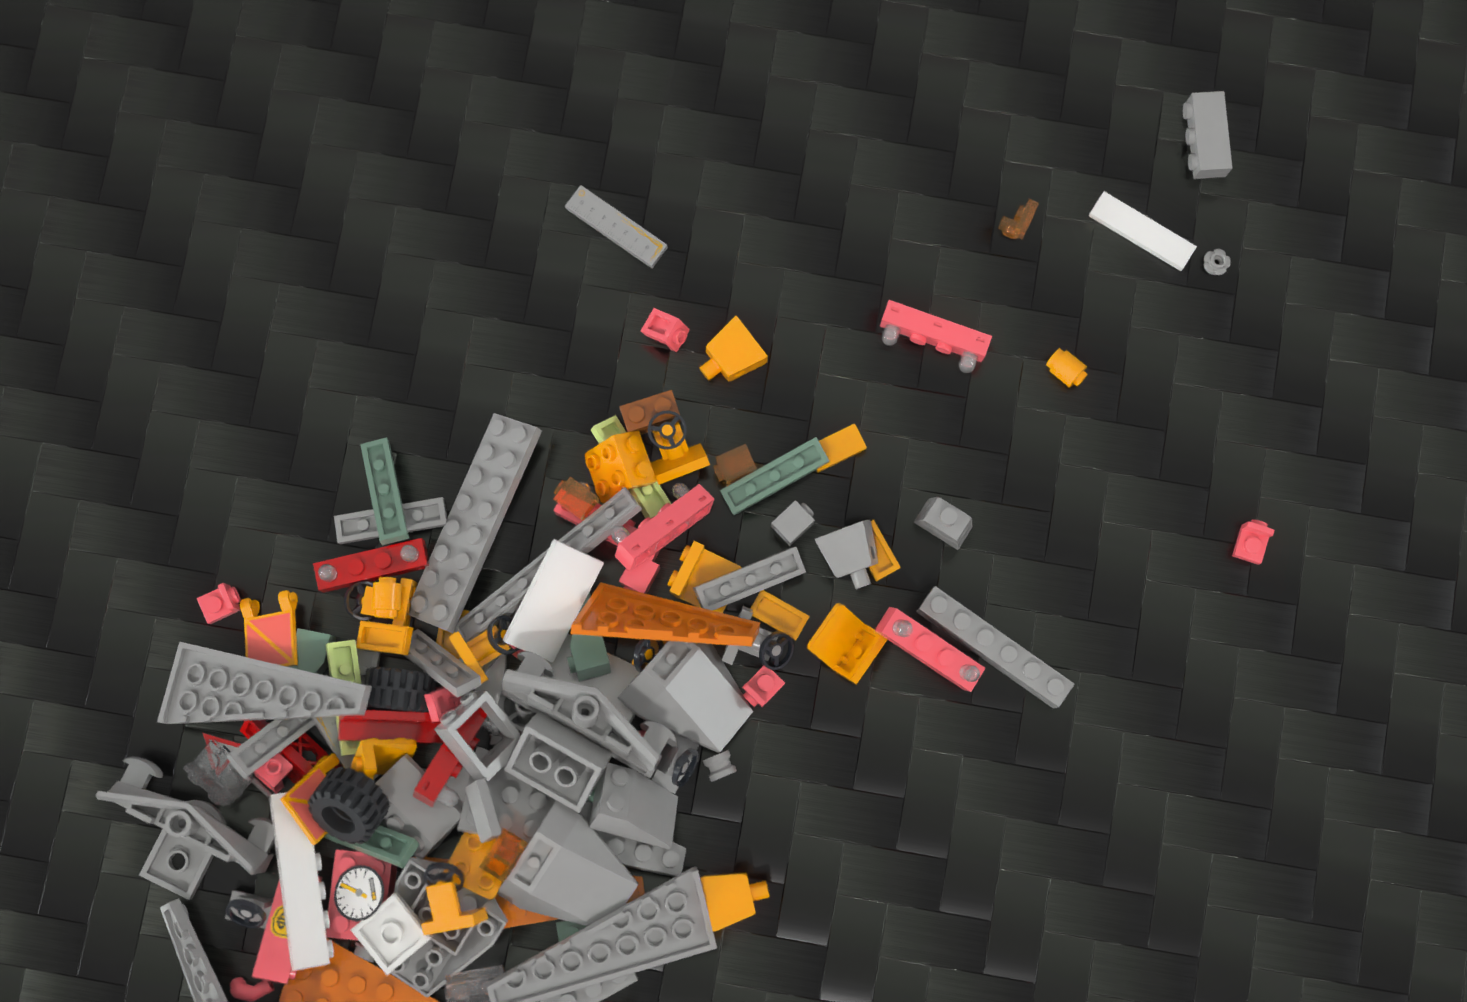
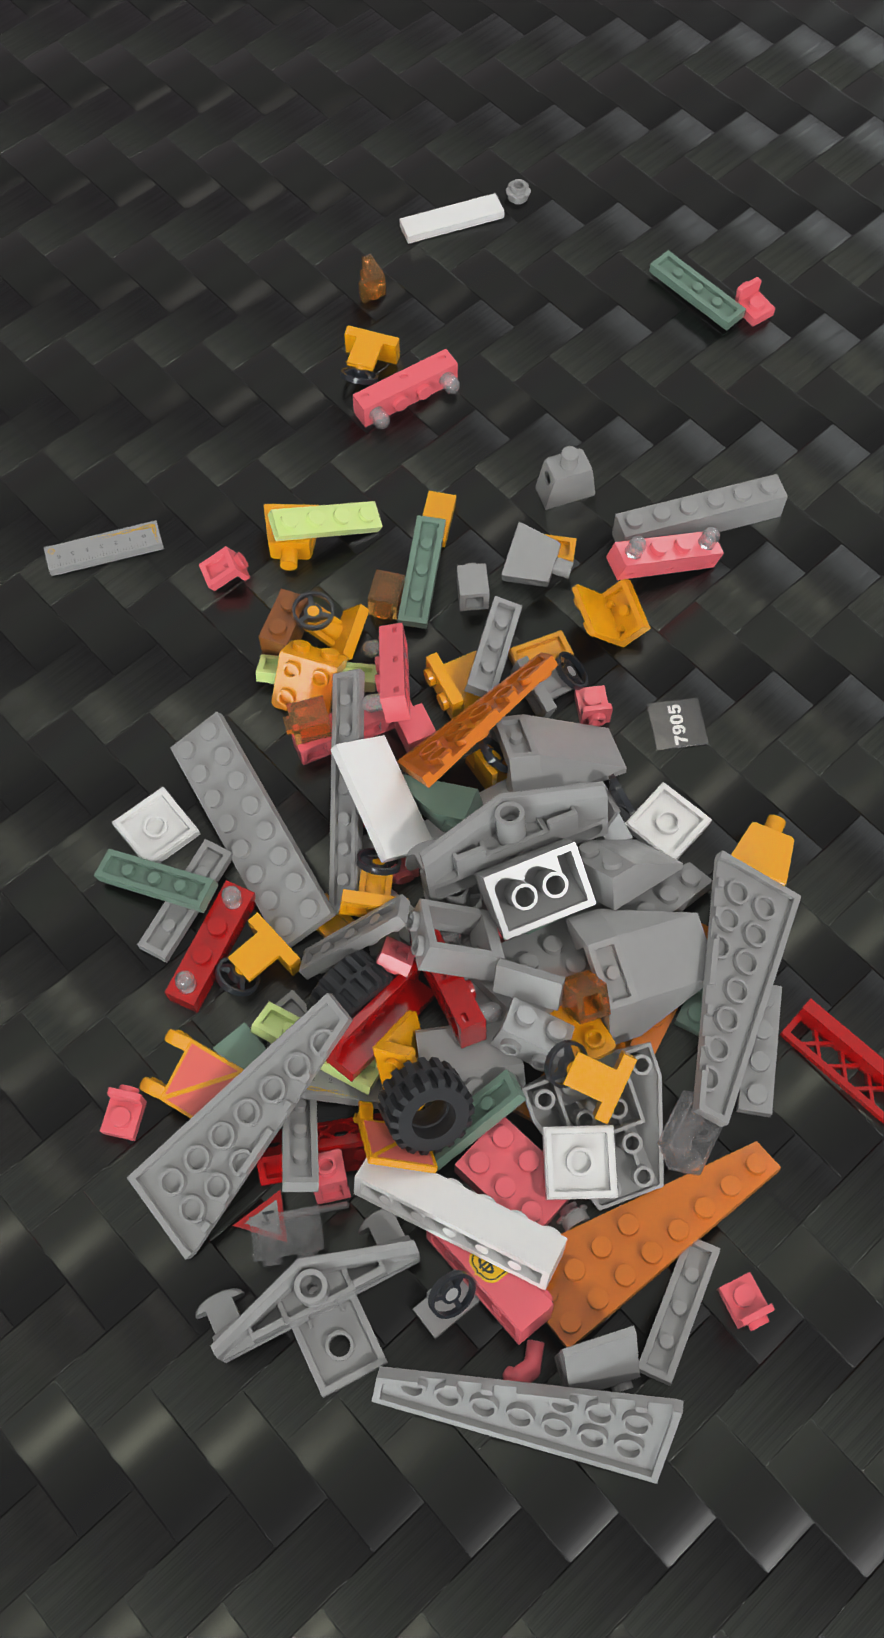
camera: 55 degrees left, 15 degrees down
(358, 893) = (516, 1165): white sticker -> none
(384, 637) = (290, 973): light orange tile -> none
(386, 598) = (256, 940): light orange brick -> none
(429, 454) = (156, 827): none -> white tile
(453, 838) = (531, 1034): none -> light grey bracket
(707, 810) = (667, 822): none -> white tile
(719, 765) = (637, 782): light grey wheel -> none
(756, 373) = (324, 521): none -> yellowish green plate
(799, 758) = (677, 723): none -> sticker
(938, 277) = (365, 350): none -> light orange piece
(1067, 368) = (514, 326): light orange brick -> none
(1207, 135) = (419, 133): light grey brick -> none
(1227, 486) = (697, 290): none -> sand green plate

